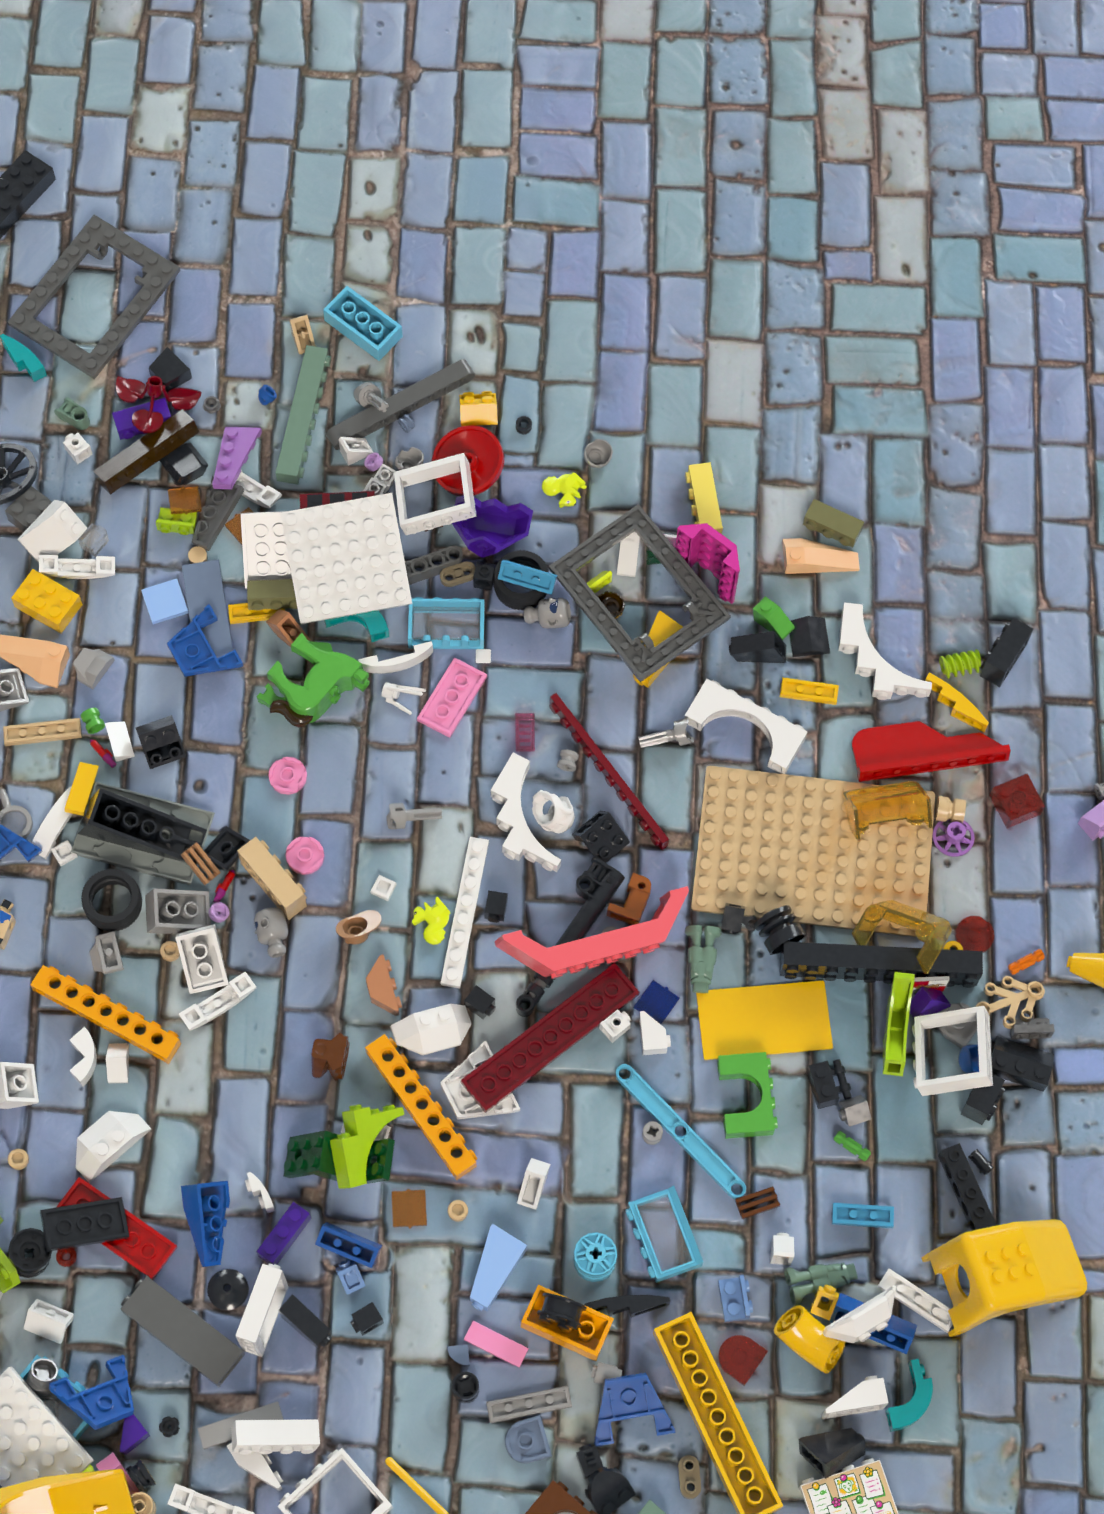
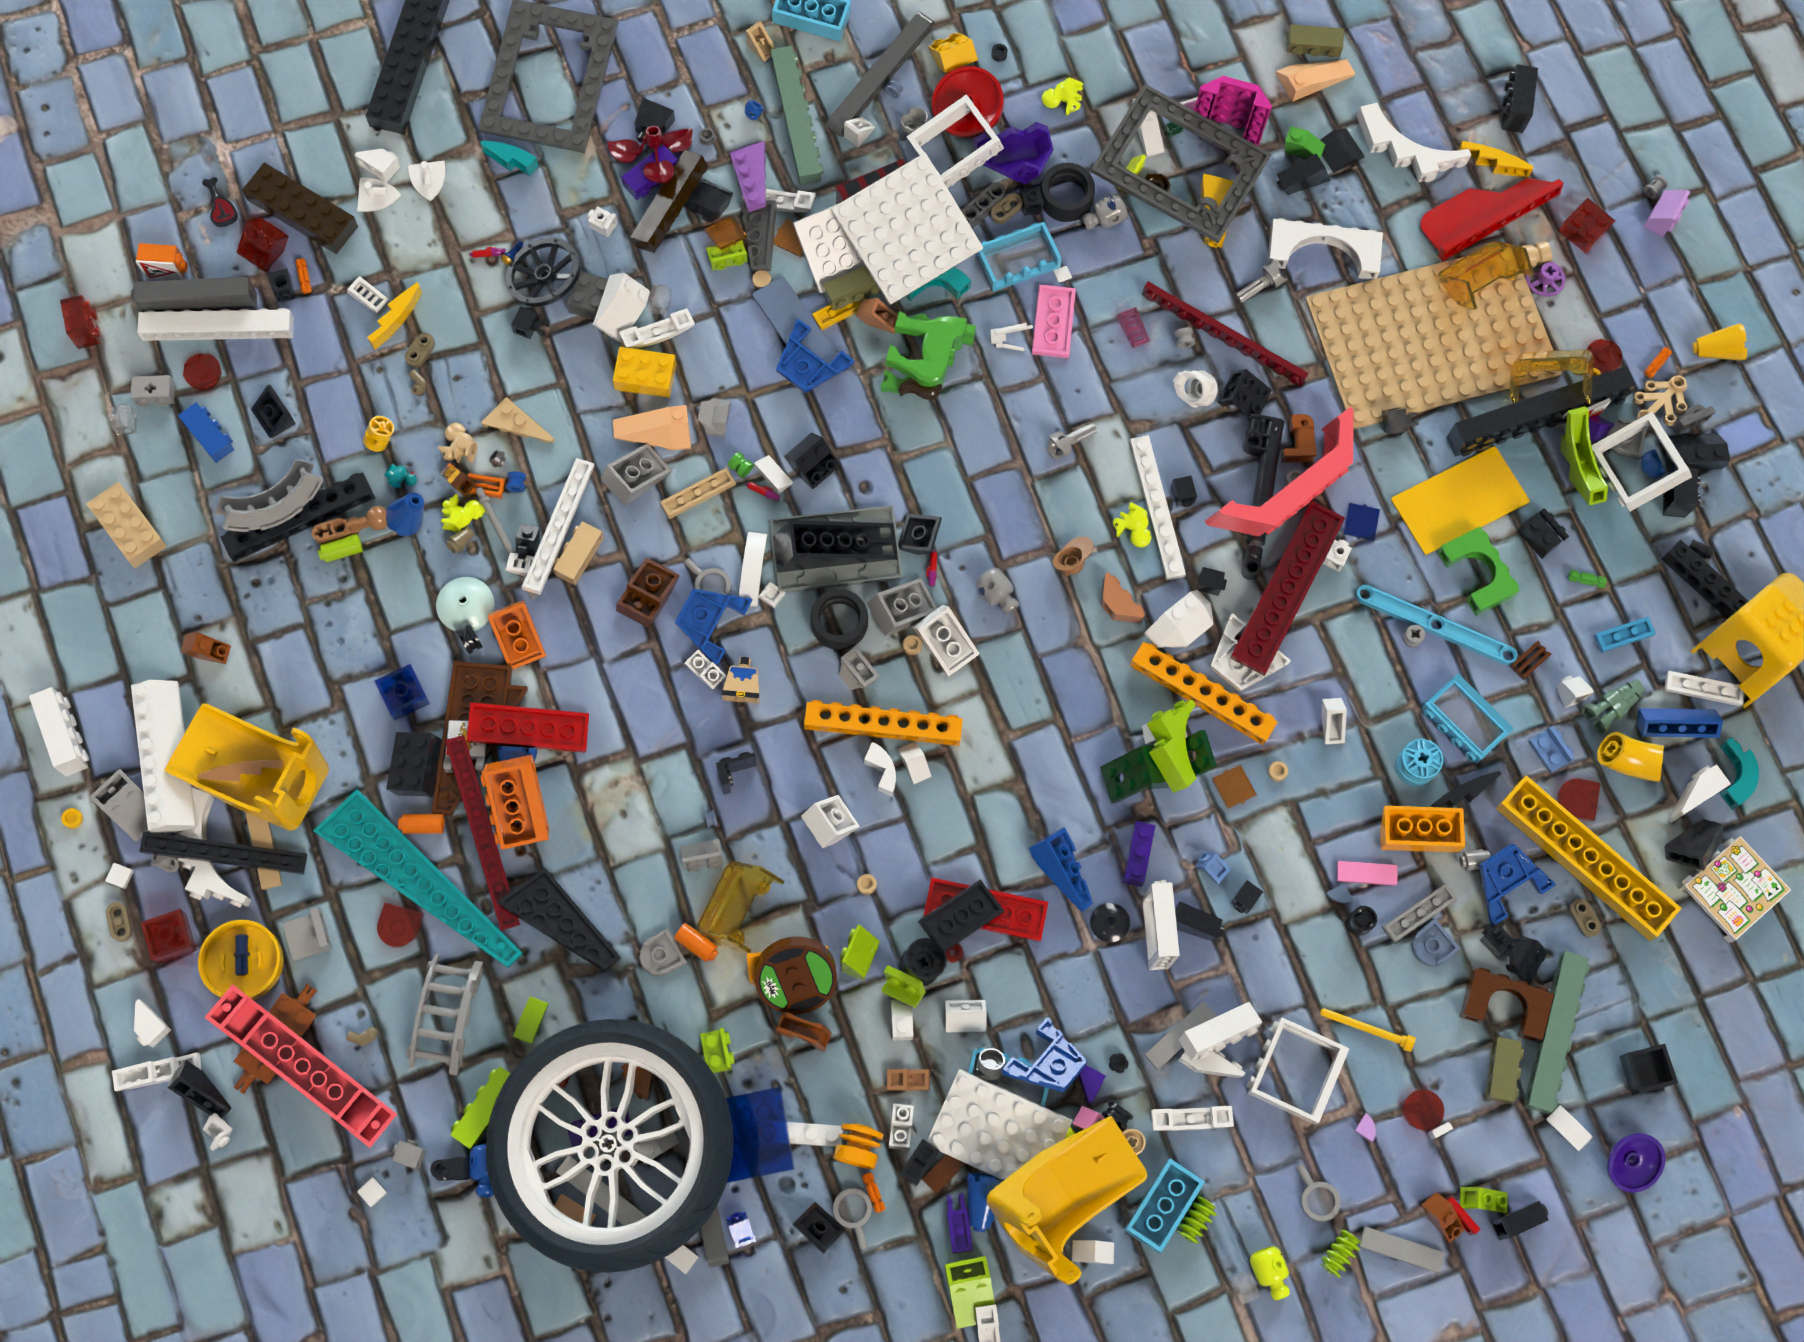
camera: 25 degrees left, 5 degrees up
(71, 412) = (579, 192): sand green piece -> none
(81, 788) = (761, 530): yellow tile -> none
(107, 1141) = (940, 836): white wedge -> none
(164, 601) = (752, 332): light blue tile -> none
(182, 1331) = (1089, 975): dark grey brick -> none
(205, 858) = (903, 553): medium nougat tile -> none
(218, 1003) = (979, 672): white slope -> none
(219, 912) = (939, 593): lavender tile -> none
(254, 1184) = (1094, 821): white slope -> none
(272, 877) = (975, 542): tan brick -> none
(287, 775) = (940, 447): bright pink tile -> none
(304, 855) = (991, 512): bright pink tile -> none
(330, 1056) = (1105, 680): reddish brown piece -> none
(348, 1245) = (1201, 839): blue brick -> none
(370, 395) = (850, 75): light grey piece -> none
(373, 461) = (880, 135): lavender tile -> none
(382, 480) = (896, 148): white slope -> none
(383, 888) = (1075, 514): white tile -> none
(400, 663) = (994, 307): white slope -> none
(497, 1263) = (1335, 802): light blue slope -> none
(511, 818) = (1161, 408): white arch -> none
(527, 577) = (1076, 185): dark azure plate -> none
(562, 1311) = (1422, 819): black wheel -> none
(598, 453) = (1080, 53): light grey hair -> none
(653, 1035) = (1373, 550): white slope -> none
(702, 959) = (1385, 467): sand green piece -> none
(704, 495) = (1190, 57): light yellow brick -> none
(778, 928) = (1442, 415): black wheel -> none
(809, 691) = (1363, 197): yellow tile -> none
(822, 1308) = (1637, 723): yellow brick -> none
(854, 1110) = (1577, 547): flat silver brick -> none
(864, 1319) = (1679, 720): white wedge -> none
(960, 663) = (1483, 123): lime piece -> none

